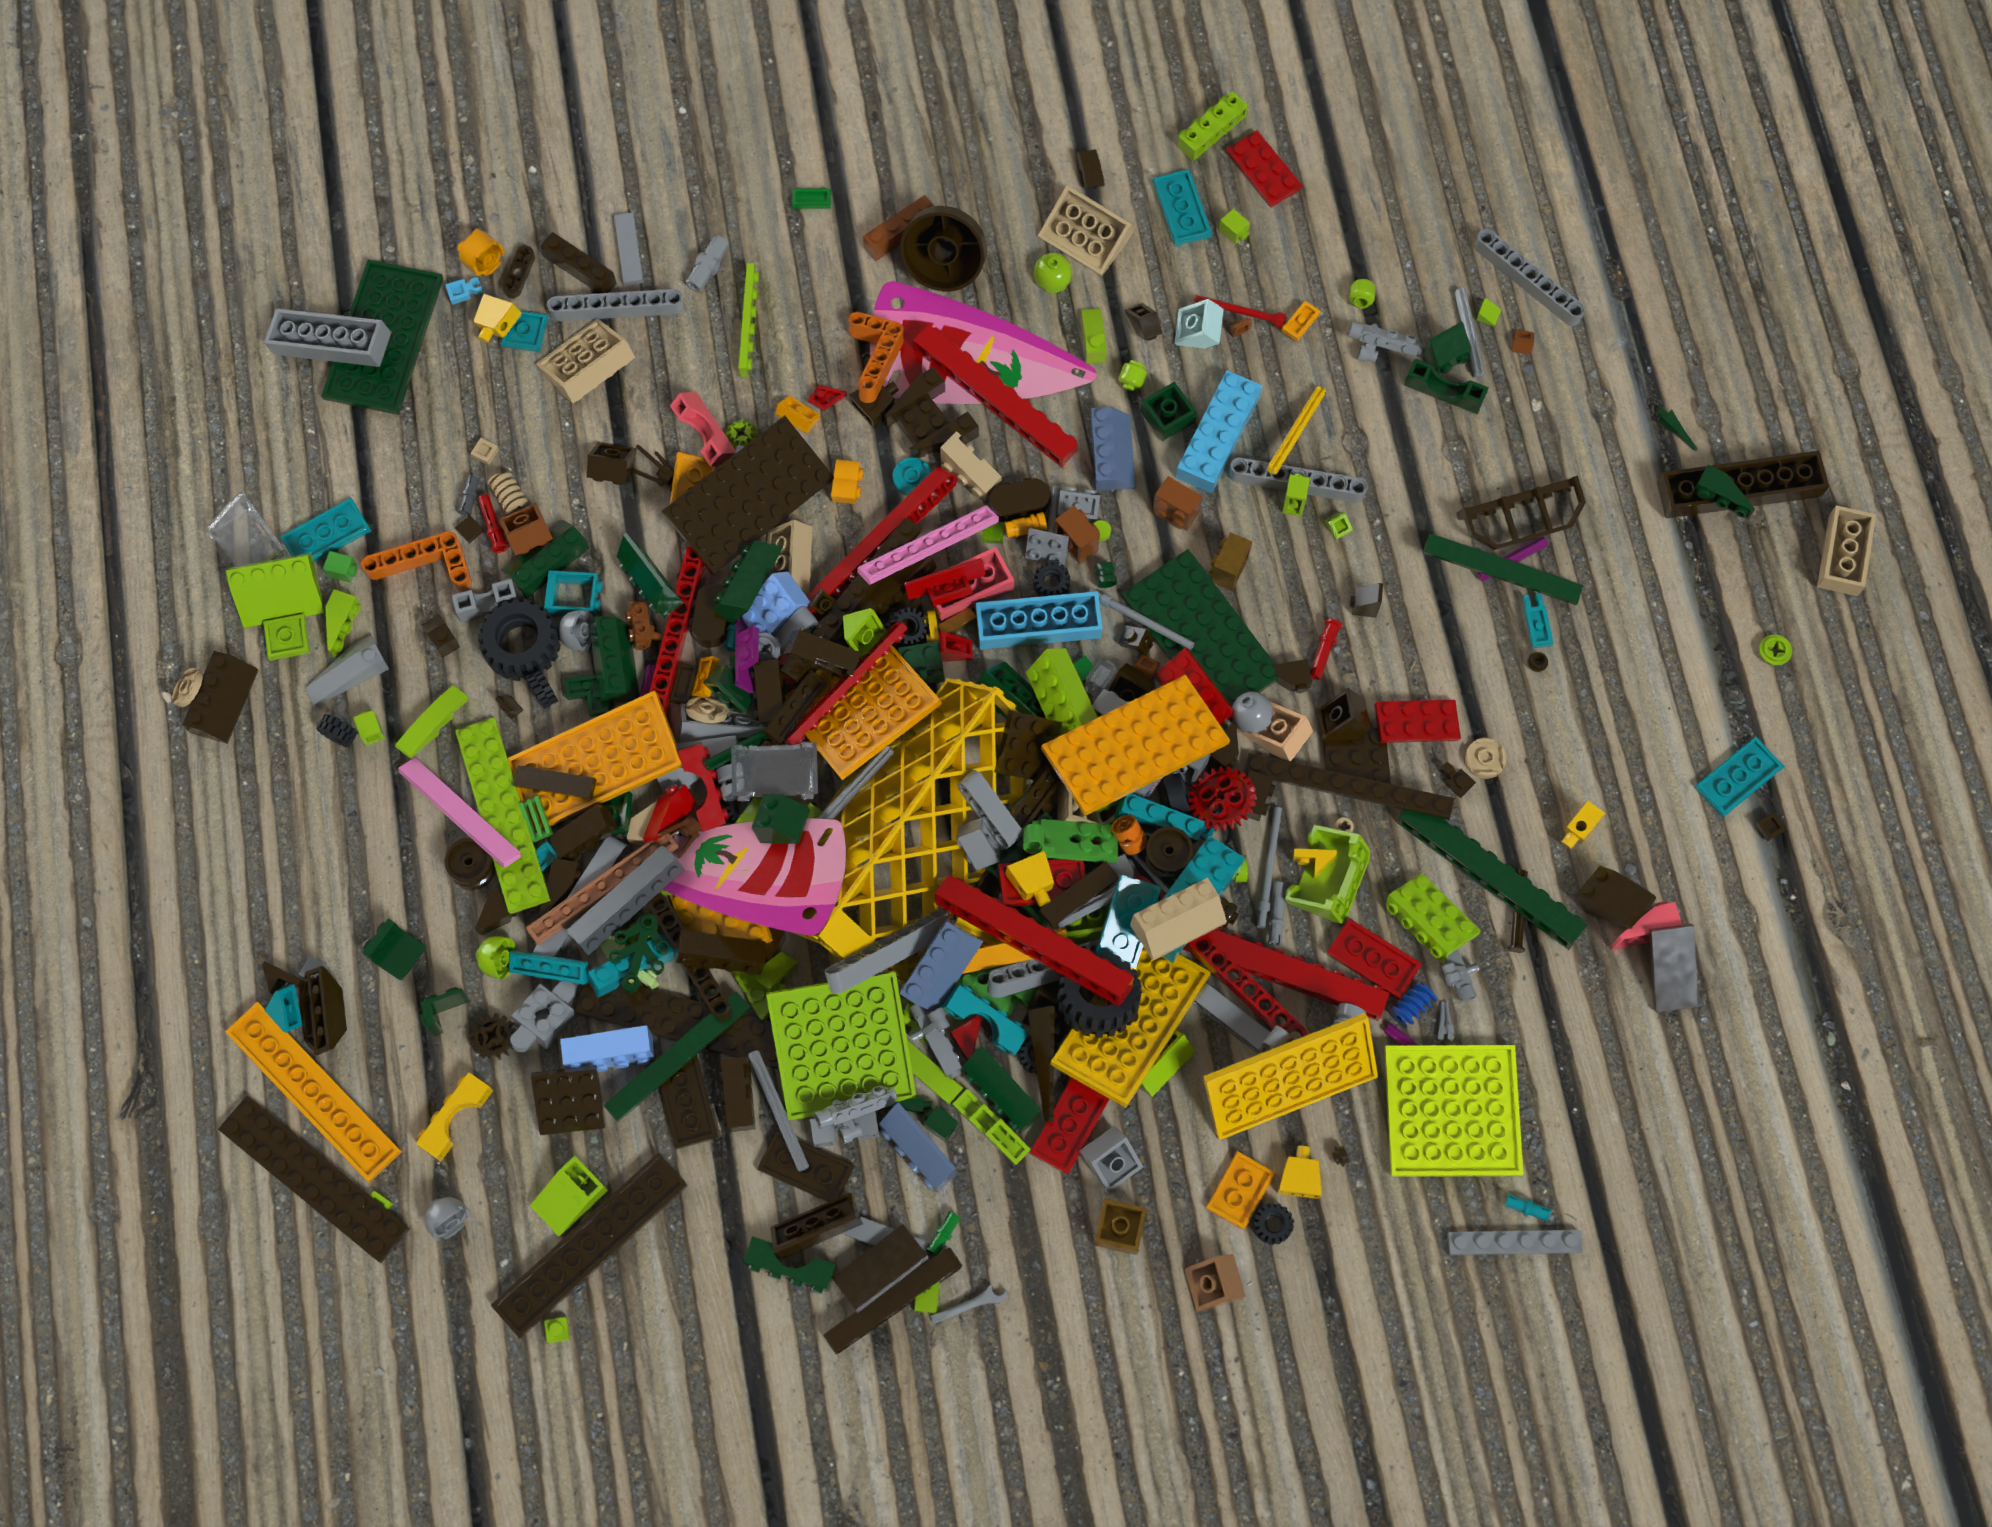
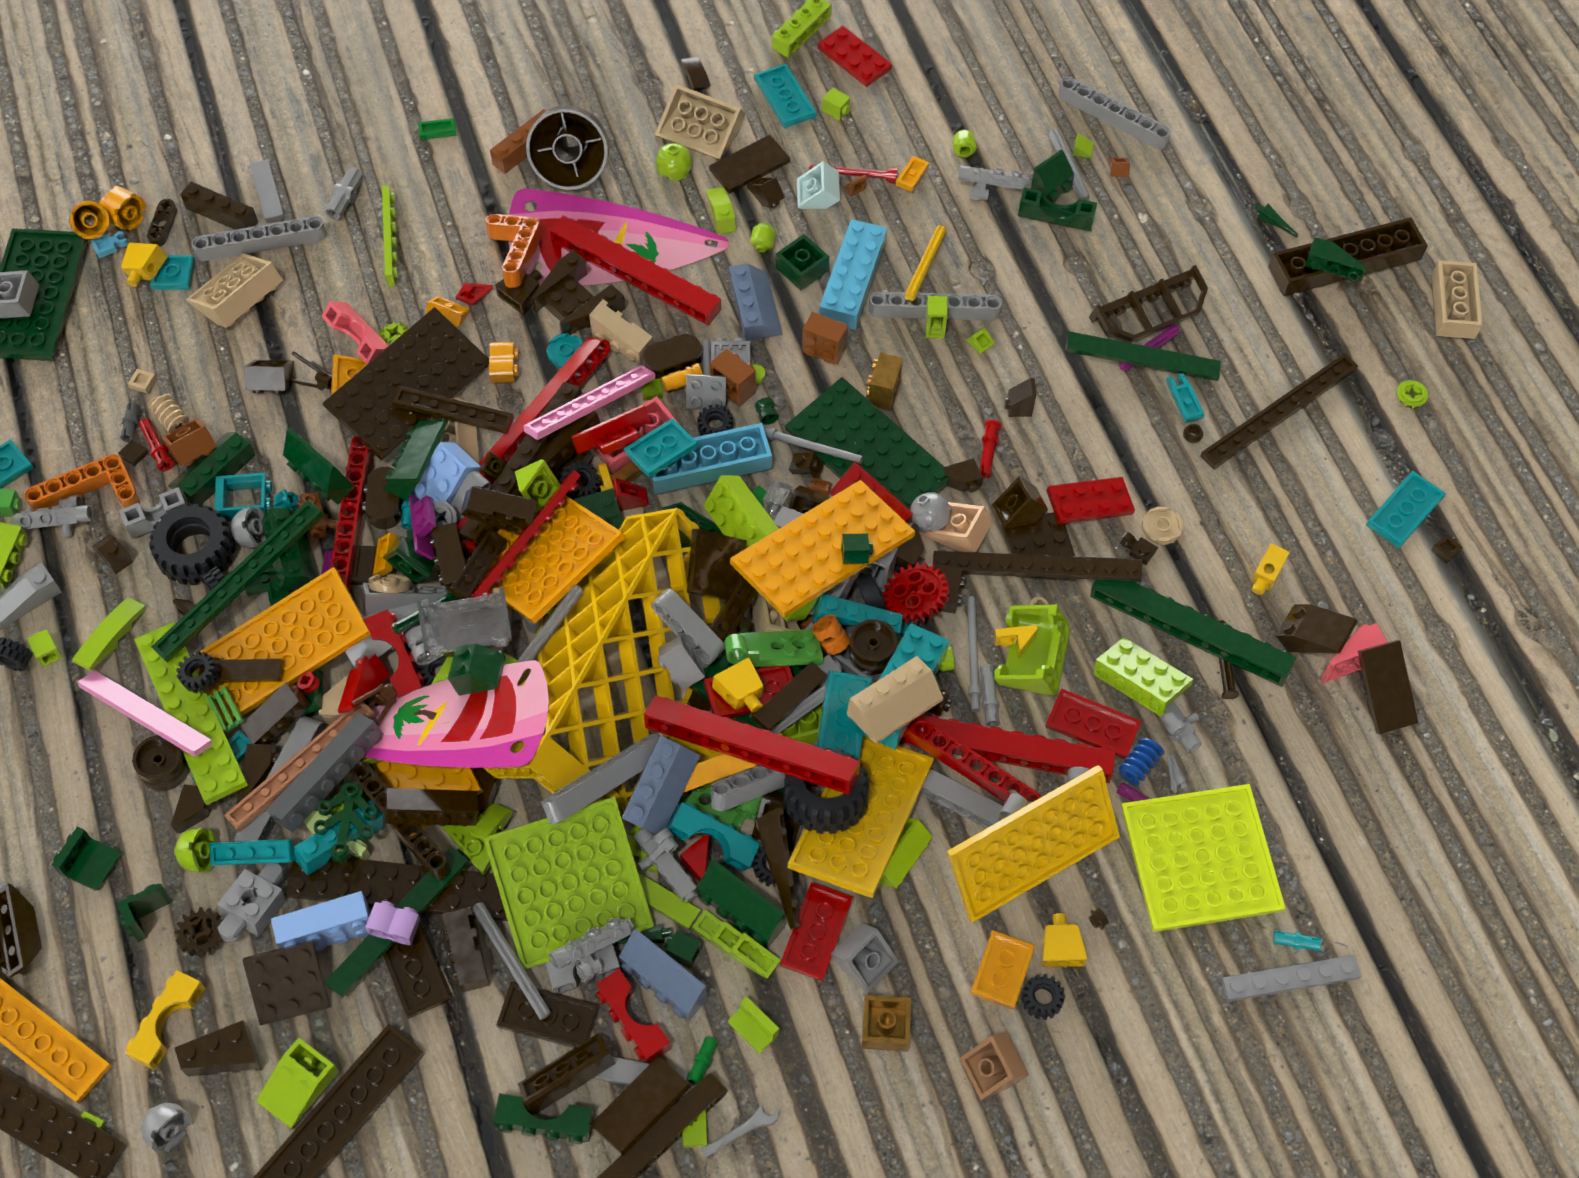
camera: 10 degrees left, 10 degrees down
(401, 588) = (67, 513): none -> light grey piece
(445, 263) = (89, 219): none -> light orange cone
(501, 1155) = (220, 1051): none -> dark brown wedge
(518, 789) = (190, 665): none -> black tyre
(561, 690) = (237, 581): none -> dark green plate
(614, 606) = (286, 499): none -> teal gear
(623, 806) = (303, 681): none -> red bush
(672, 1059) = (393, 922): none -> lavender brick
(790, 535) = (453, 409): none -> dark brown plate
(895, 1206) = (648, 1039): none -> red arch
(992, 606) = (660, 448): none -> teal plate
(996, 1208) = (753, 1026): none -> lime panel
(1132, 285) = (749, 164): none -> dark brown tile
(1167, 755) = (856, 548): none -> dark green brick
(1632, 649) = (1278, 411): none -> dark brown plate

